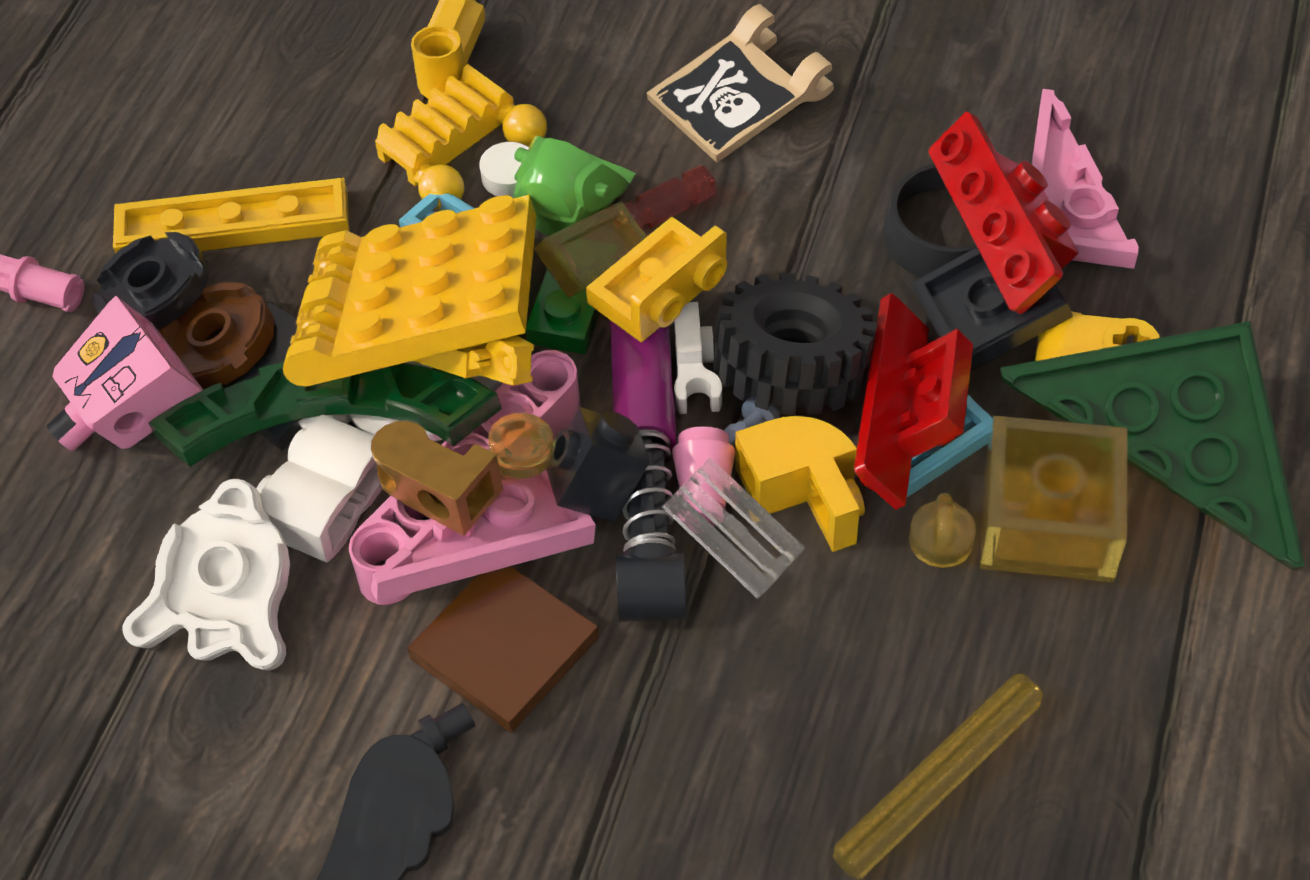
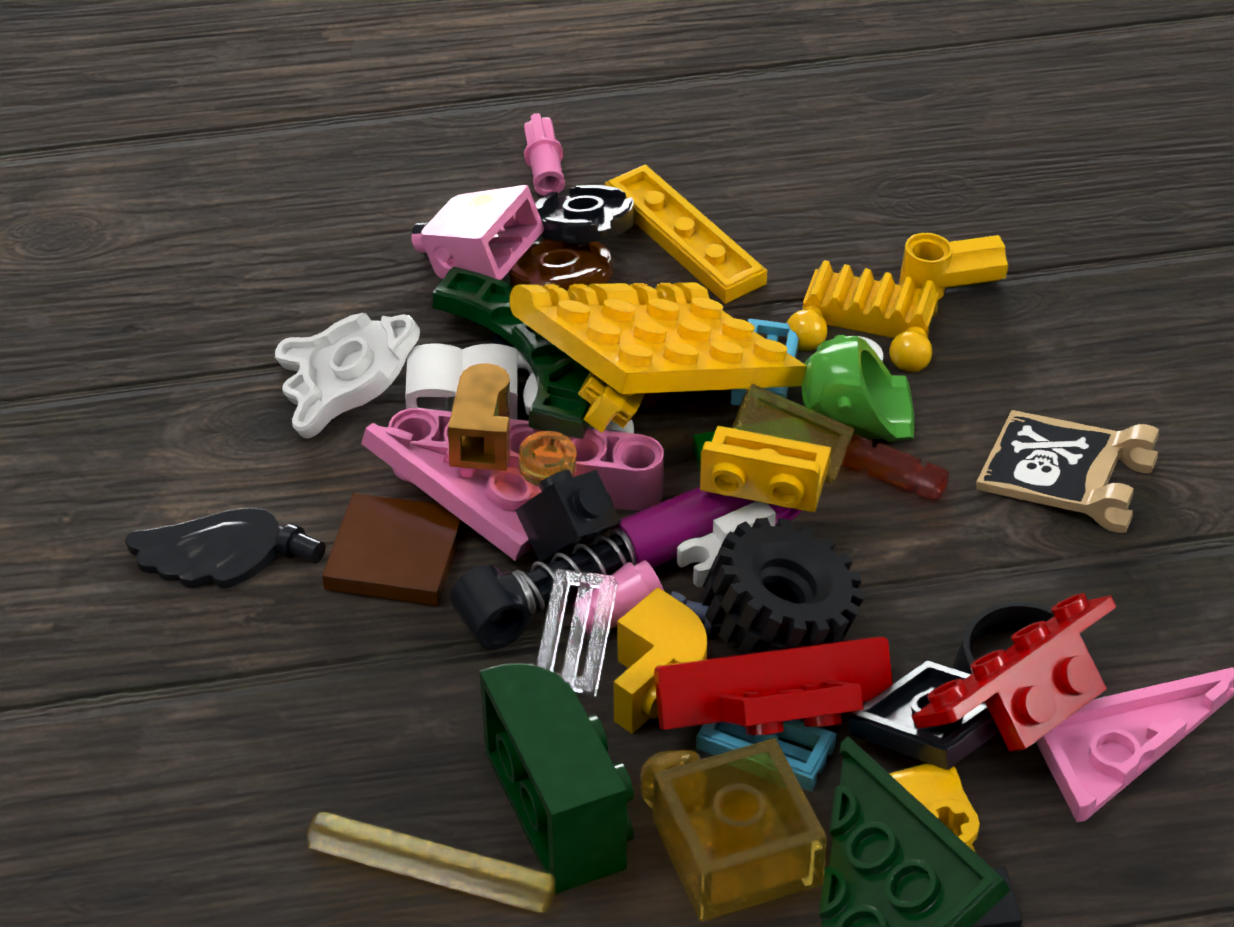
camera: 60 degrees right, 10 degrees down
(925, 611) = (556, 773): none -> dark green brick

